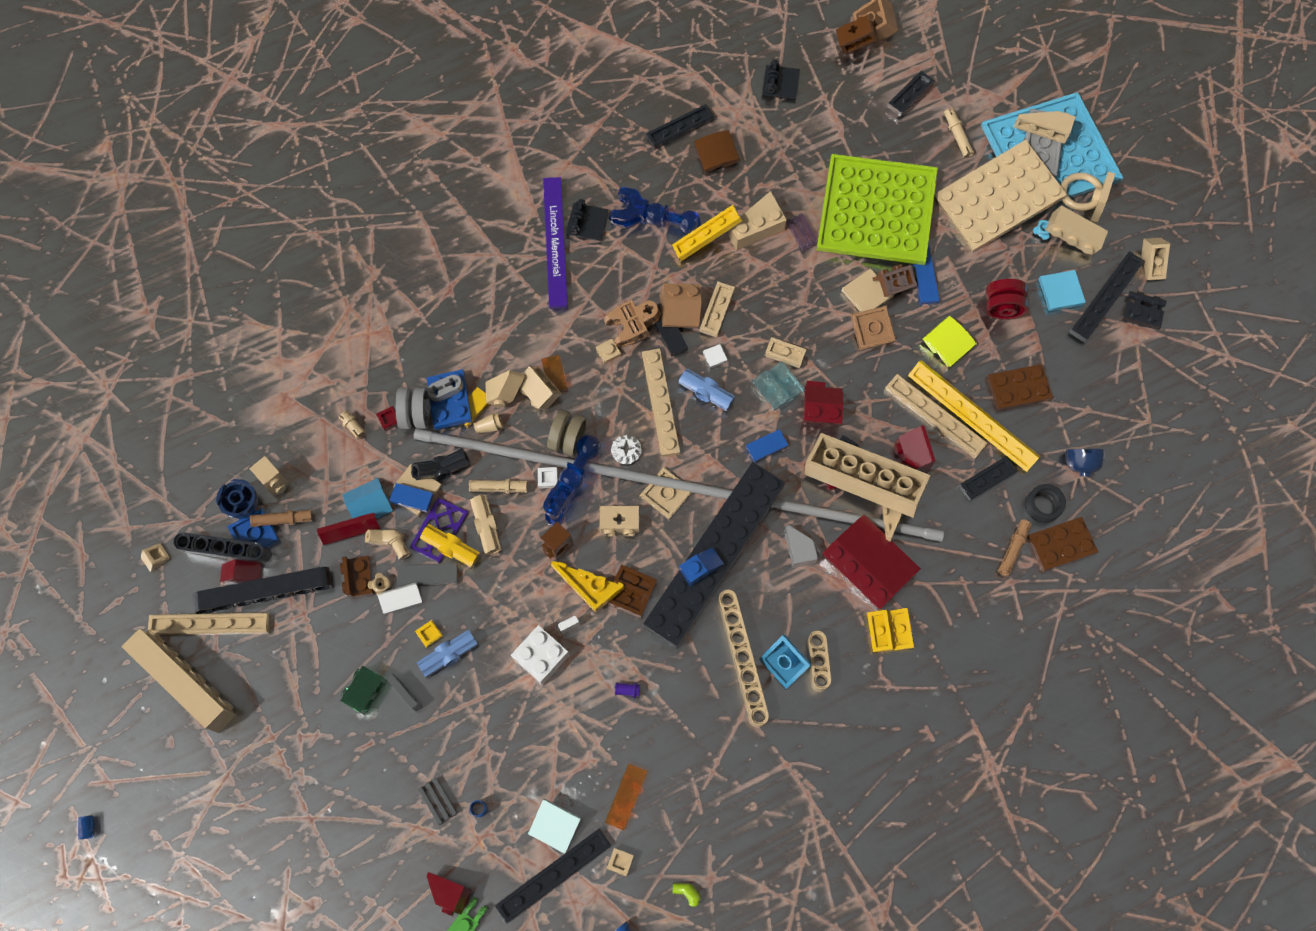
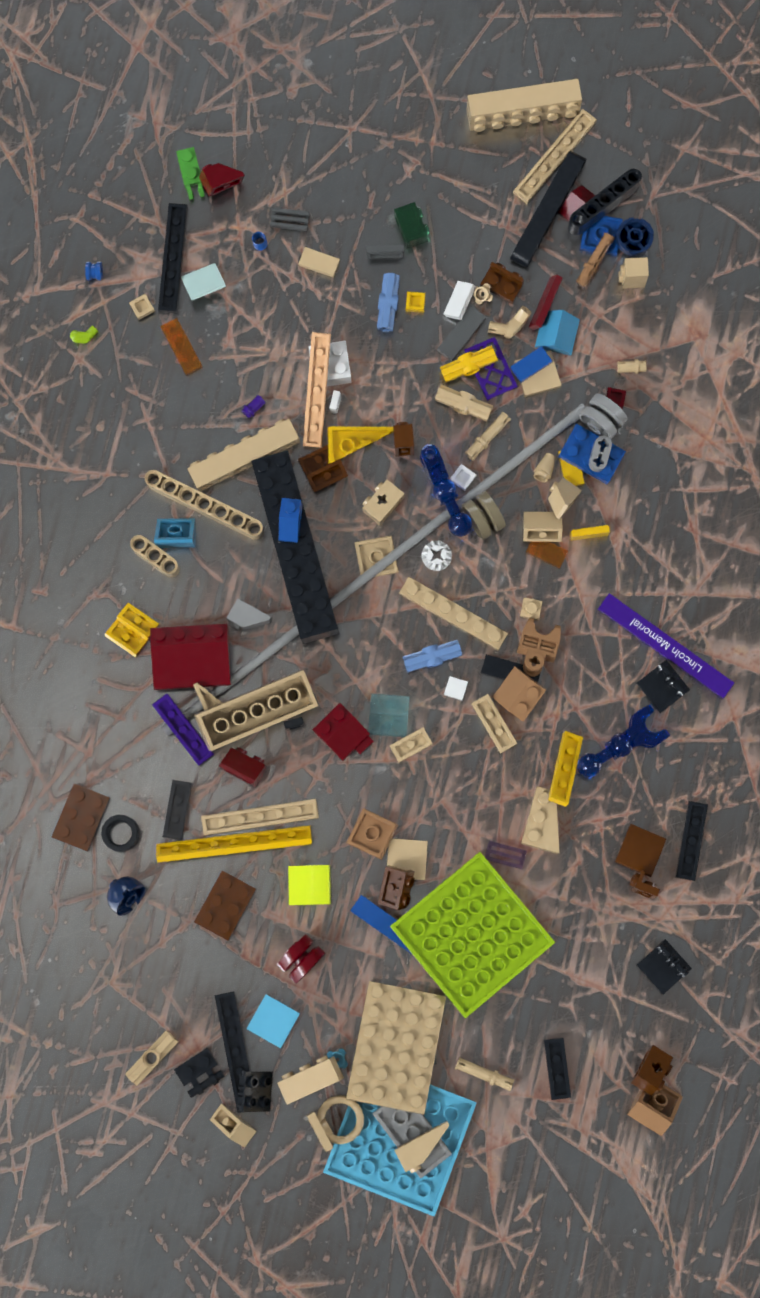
camera: 135 degrees right, 10 degrees up
(154, 556) = (642, 153): tan slope -> none
(440, 466) = (538, 404): black piece -> none
(456, 742) = (319, 262): none -> tan tile
(513, 353) = (590, 532): none -> yellow tile
(571, 643) = (316, 389): none -> light nougat tile
(674, 661) = (239, 456): none -> tan brick
(742, 126) = (645, 888): none -> reddish brown bracket
(767, 446) = (348, 664): blue tile -> none
(929, 523) = (182, 729): none -> dark purple tile
(1018, 540) = (110, 781): medium nougat pin -> none
(1121, 260) = (256, 1091): none -> black hinge
(1179, 346) = (160, 1048): none -> tan piece

